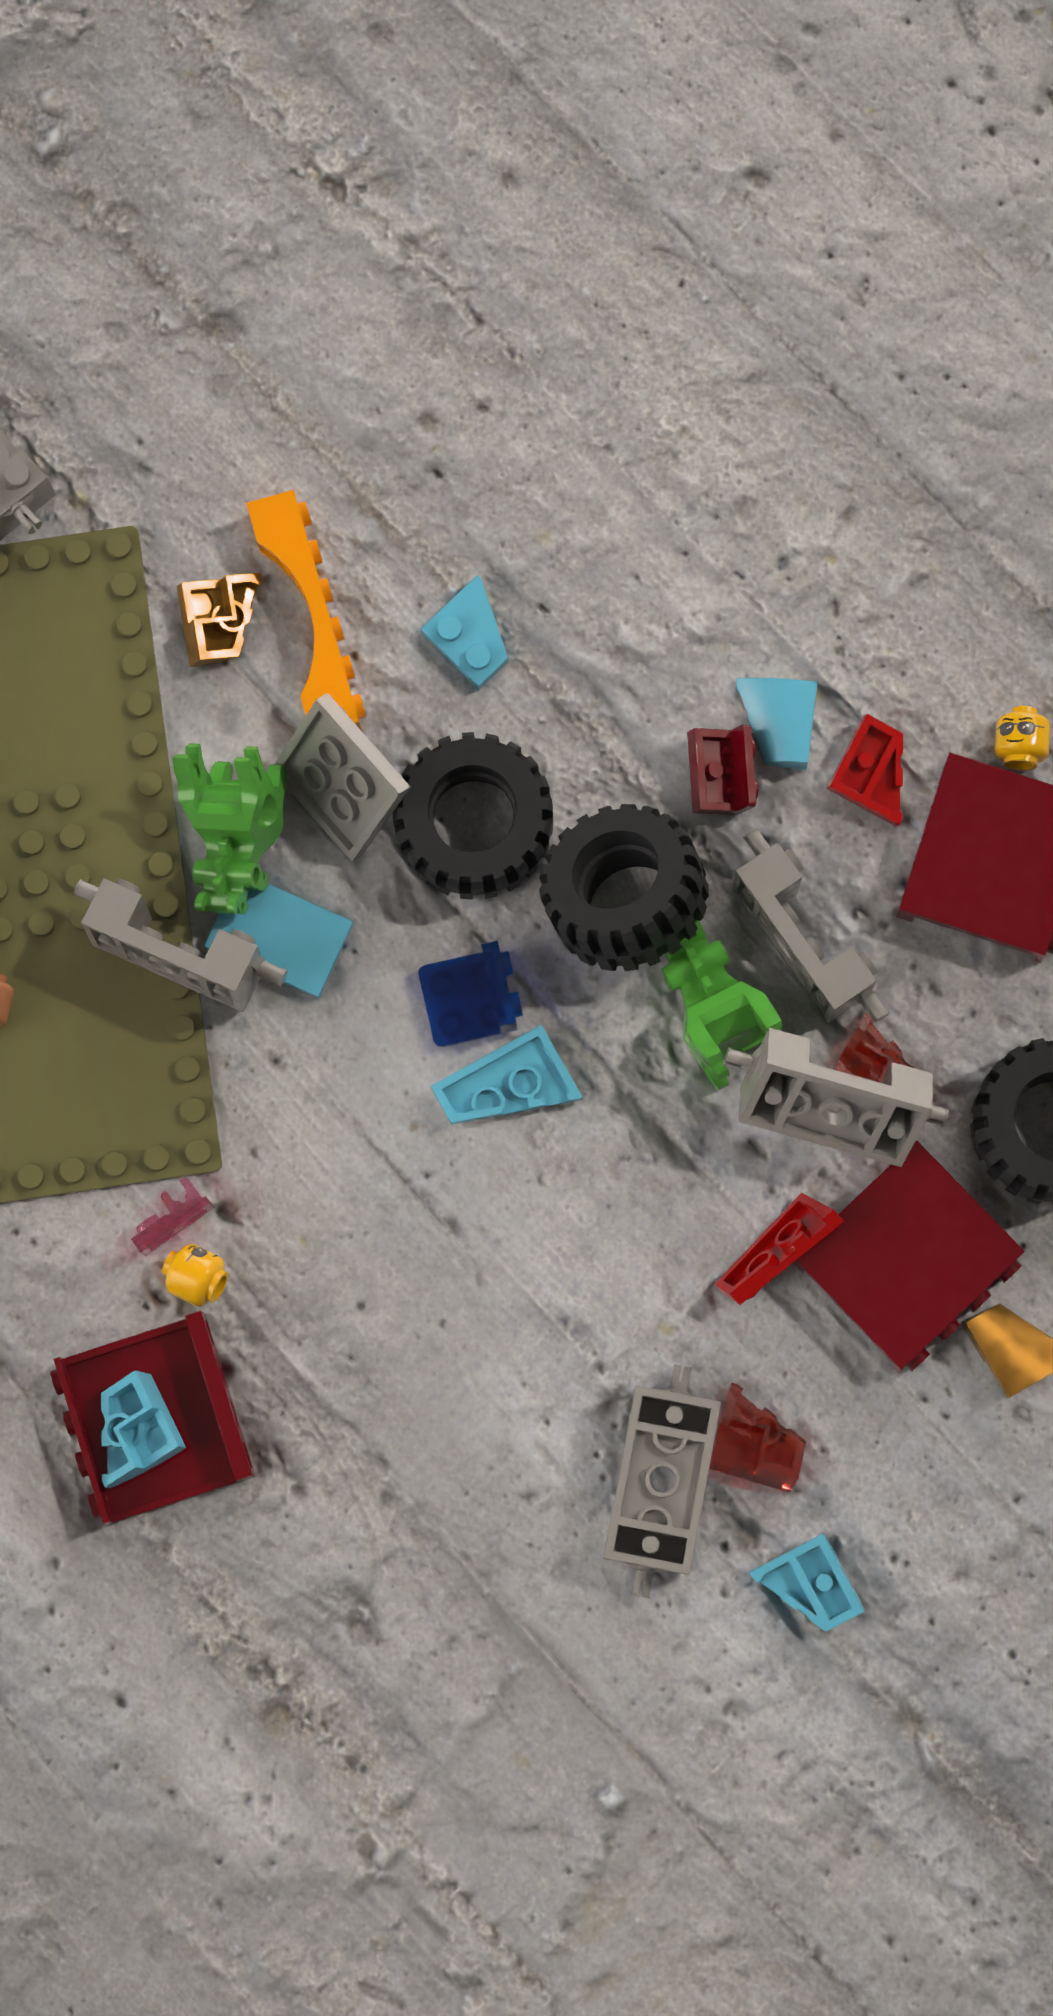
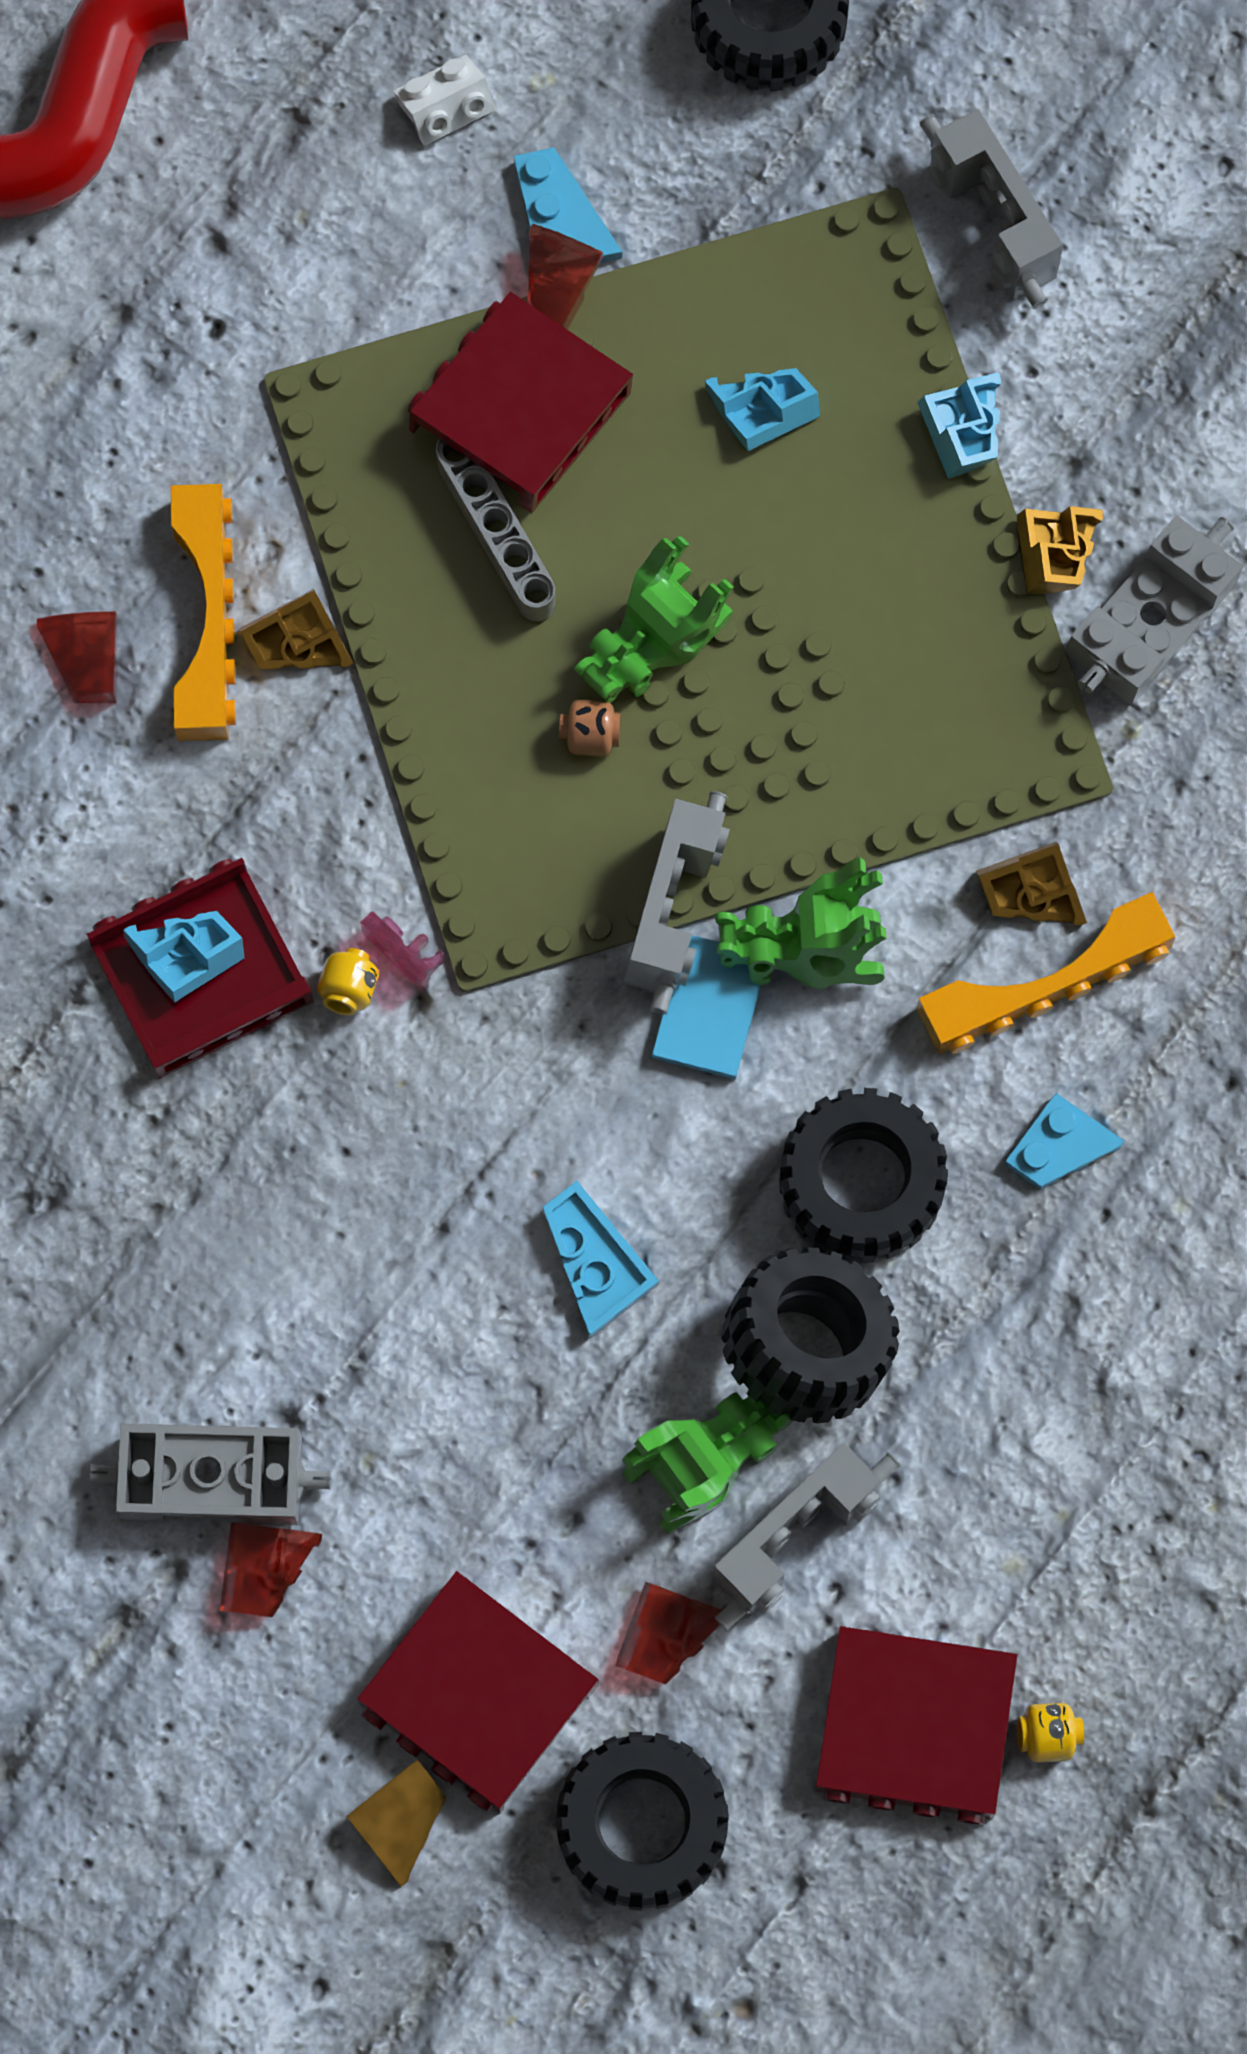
camera: 75 degrees right, 5 degrees down
(341, 777) = (877, 1033): light grey plate -> none
(470, 996) = (676, 1205): clear blue bracket -> none
(722, 770) = (959, 1423): dark red bracket -> none
(780, 718) = (1027, 1477): medium azure slope -> none
(781, 1244) = (464, 1555): red wing -> none
(791, 1098) = (613, 1541): light grey brick -> none
(813, 1583) = (129, 1646): medium azure wing -> none
(872, 770) = (988, 1581): red wing -> none

